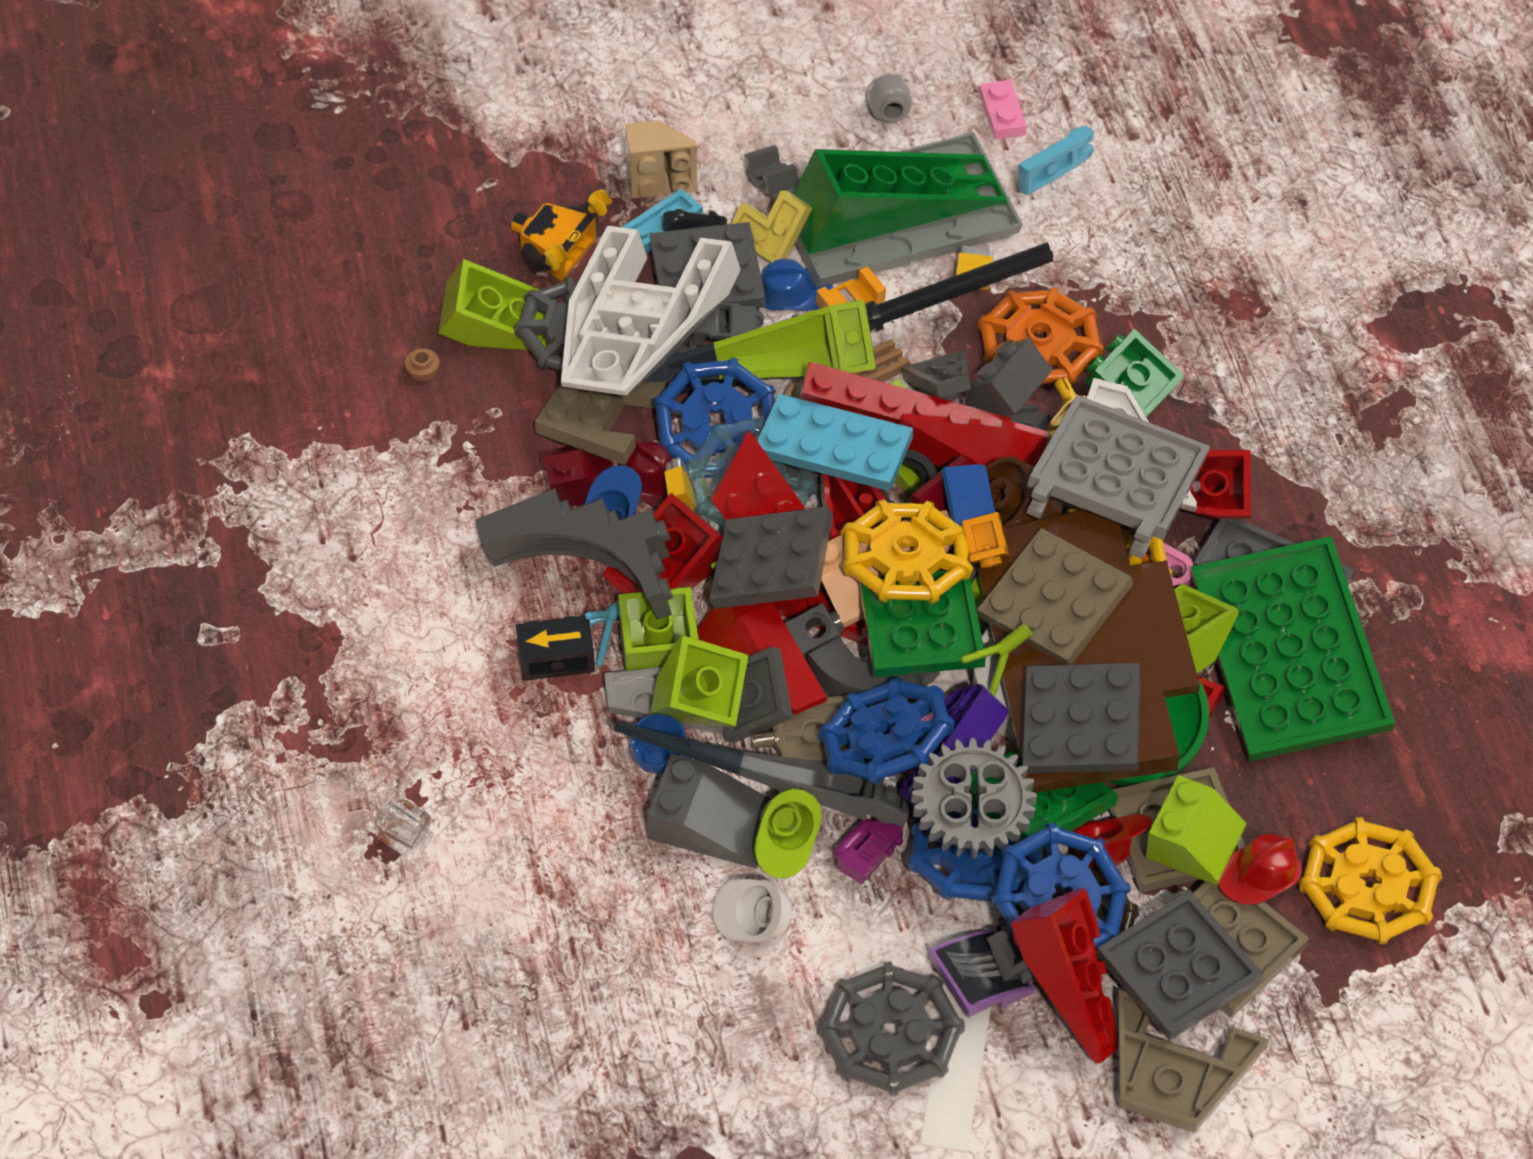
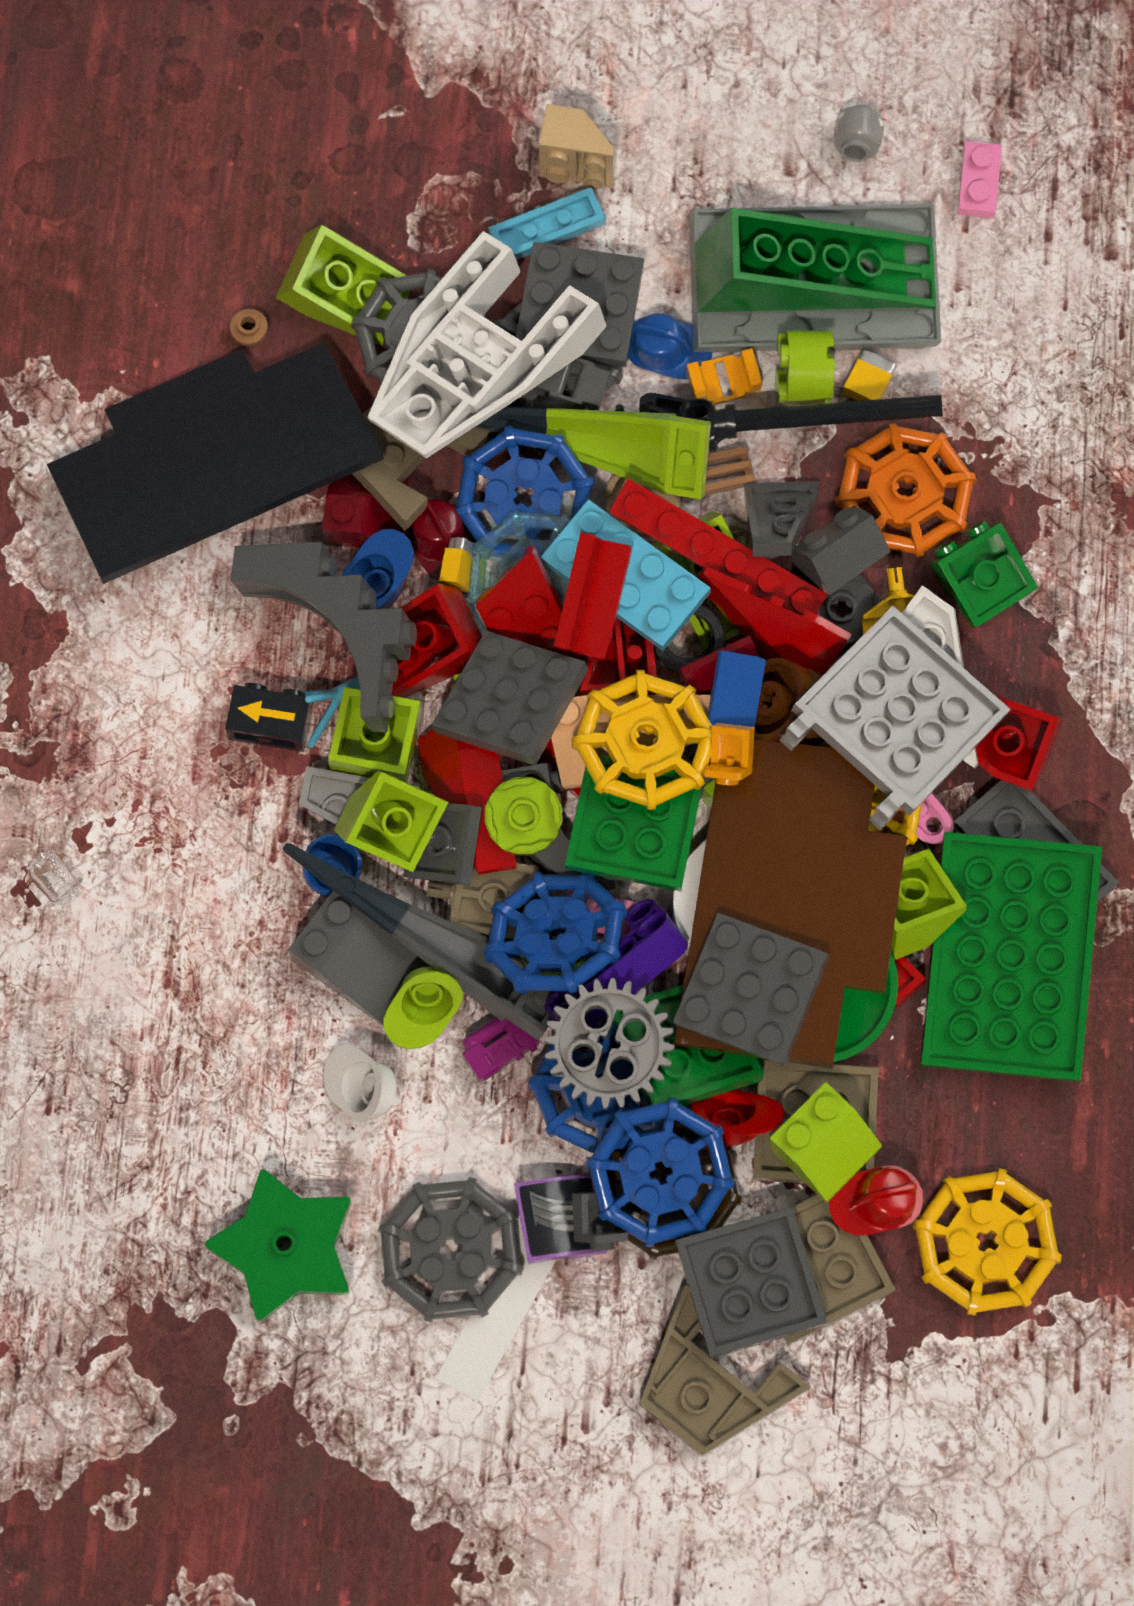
camera: 20 degrees right, 20 degrees up
(426, 458) = (211, 456): none -> black slope
(559, 234) = (440, 210): torso -> none
(680, 220) = (576, 236): black piece -> none
(736, 1066) = (279, 1275): none -> green plate
(766, 164) = (695, 178): dark grey piece -> none
(778, 232) = (669, 276): light yellow plate -> none
(816, 457) = (593, 597): none -> red panel
(819, 651) = (523, 816): none -> lime tile
(918, 260) = (806, 368): none -> lime brick
(1004, 647) = (702, 884): lime plant -> none
(1055, 160) = (1009, 268): medium azure hinge -> none
(1057, 594) = (776, 842): dark tan plate -> none
(1062, 956) = (634, 1244): red wedge -> none

